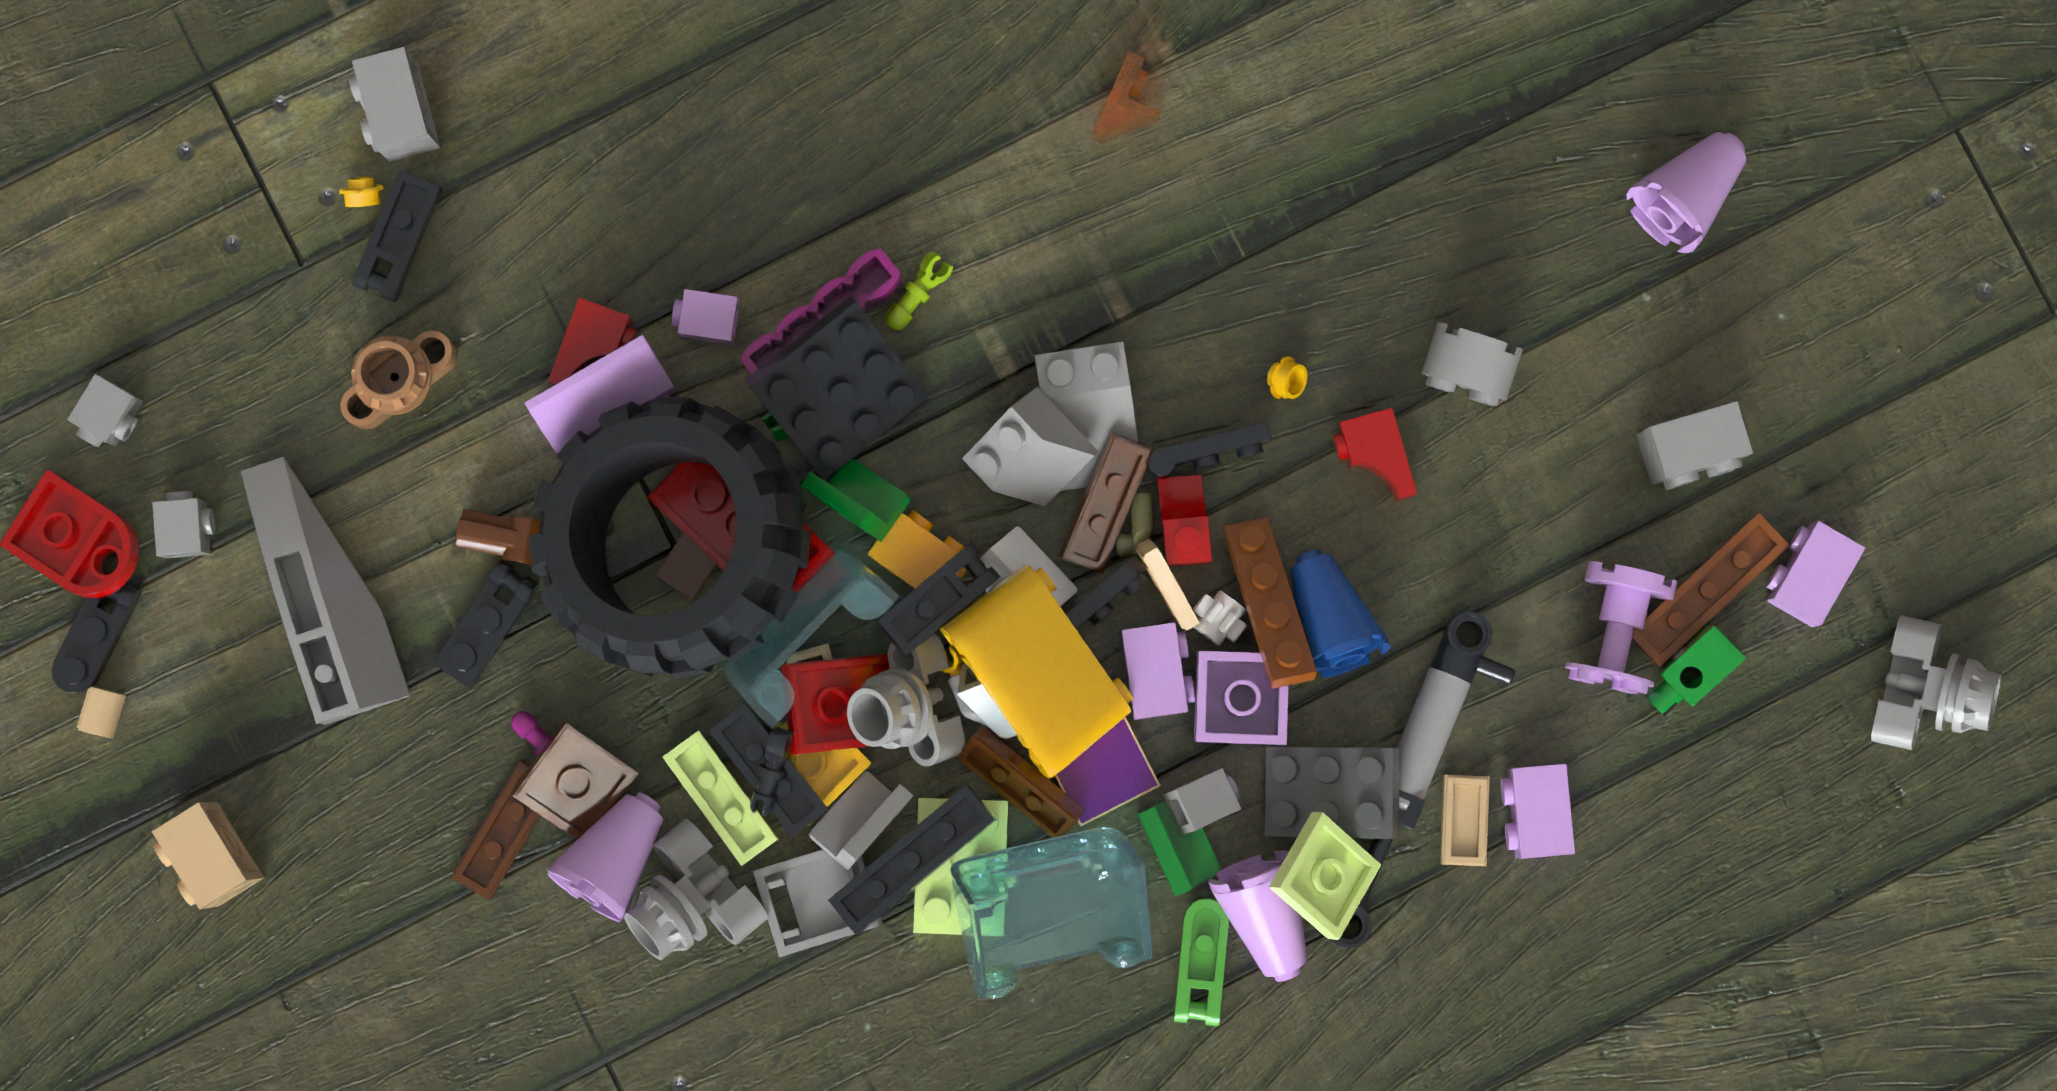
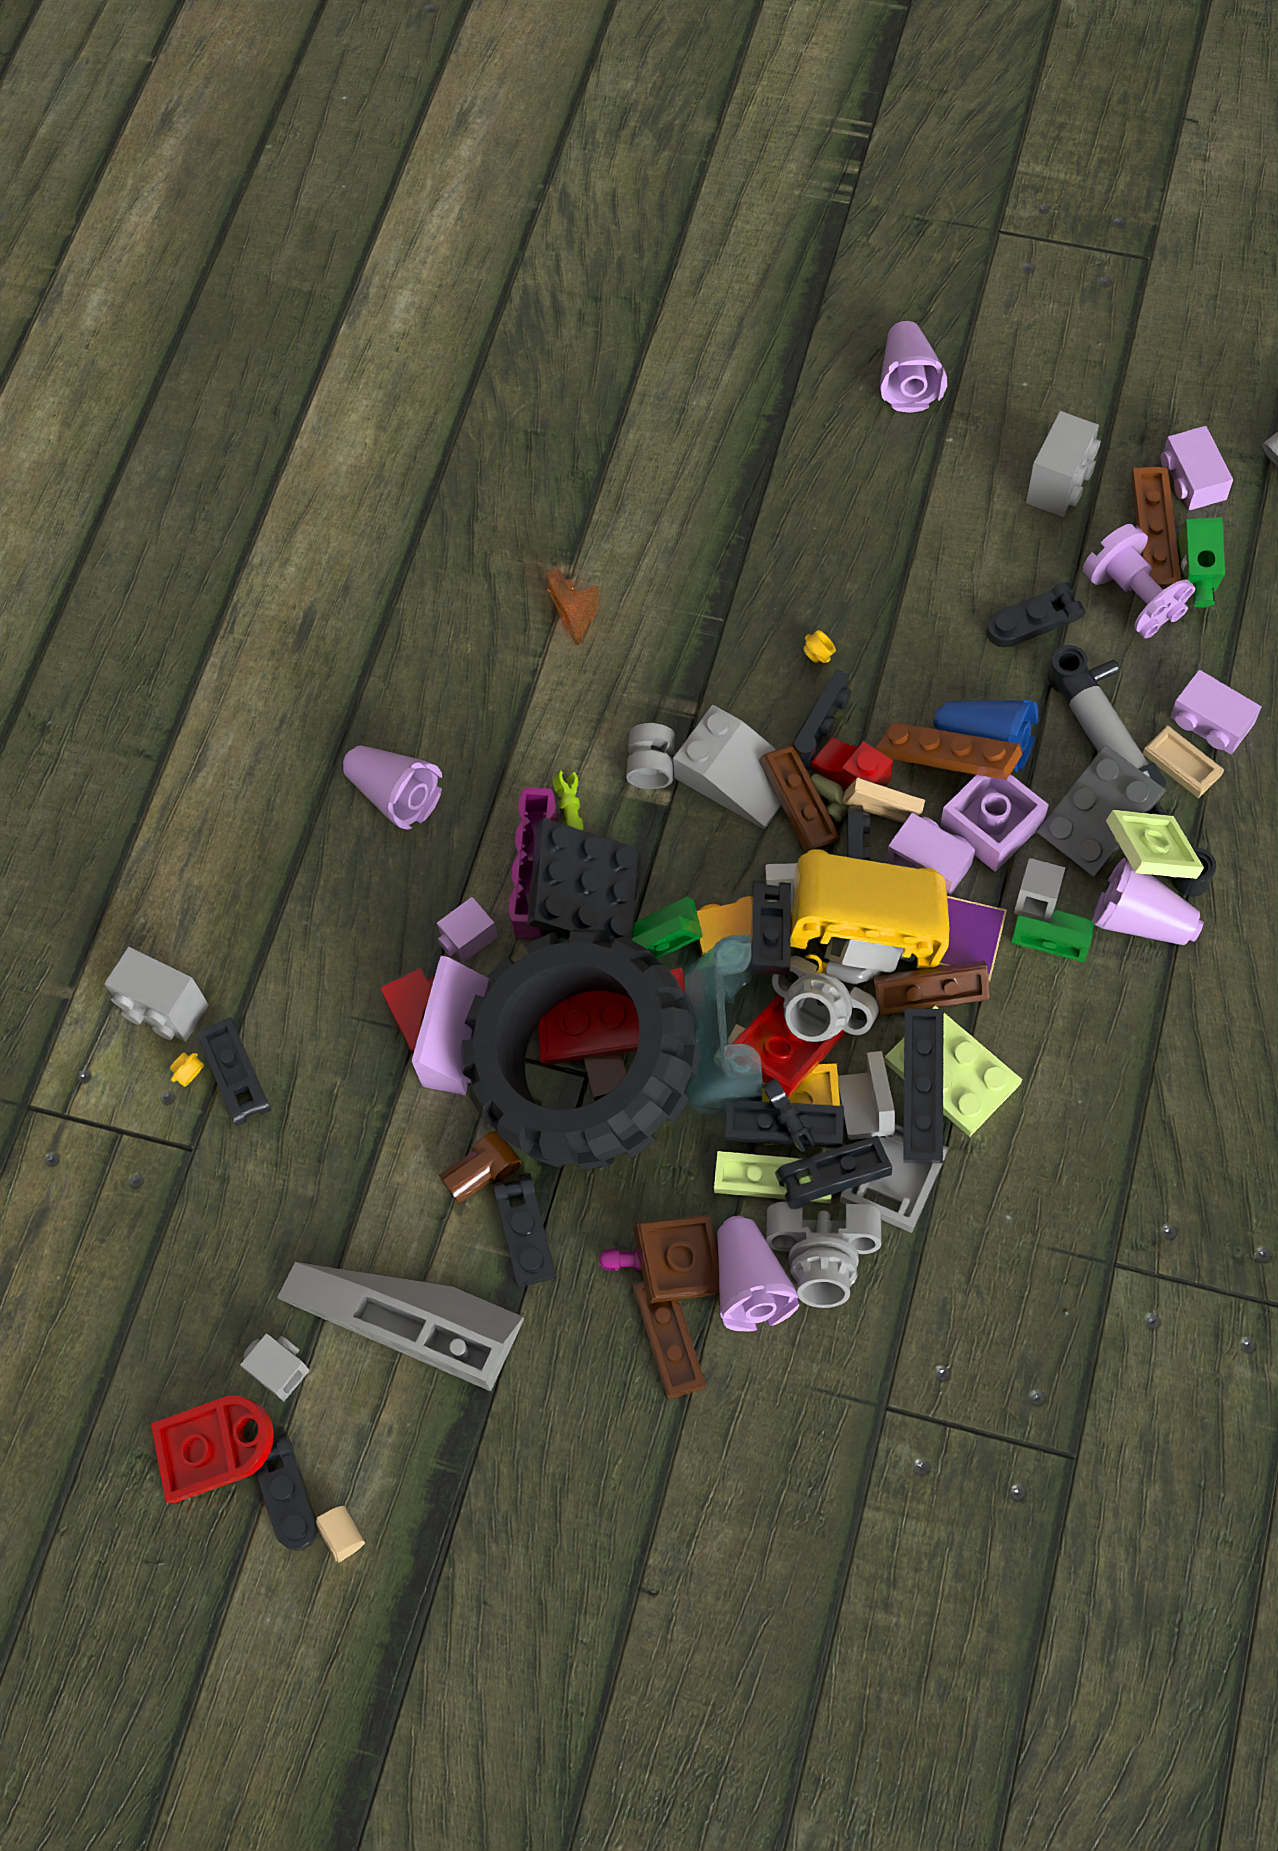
camera: 40 degrees left, 20 degrees down
(105, 413) = (154, 1349): light grey brick -> none
(206, 855) = (502, 1541): tan brick -> none
(394, 376) = (314, 1138): medium nougat beam -> none
(762, 851) = (834, 1171): none -> black plate
(787, 112) = (395, 783): none -> lavender cone
(1015, 337) = (650, 756): none -> light grey wheel
(1031, 451) = (730, 808): light grey slope -> none
(1051, 906) = (1032, 1025): clear light blue windscreen -> none
(1202, 961) = (1145, 976): bright green plate -> none
(1219, 618) = (933, 790): white gear -> none
(1376, 445) = (911, 630): red arch -> none
(1471, 363) = (904, 540): light grey brick -> none
(1504, 552) = (1034, 616): none -> black plate

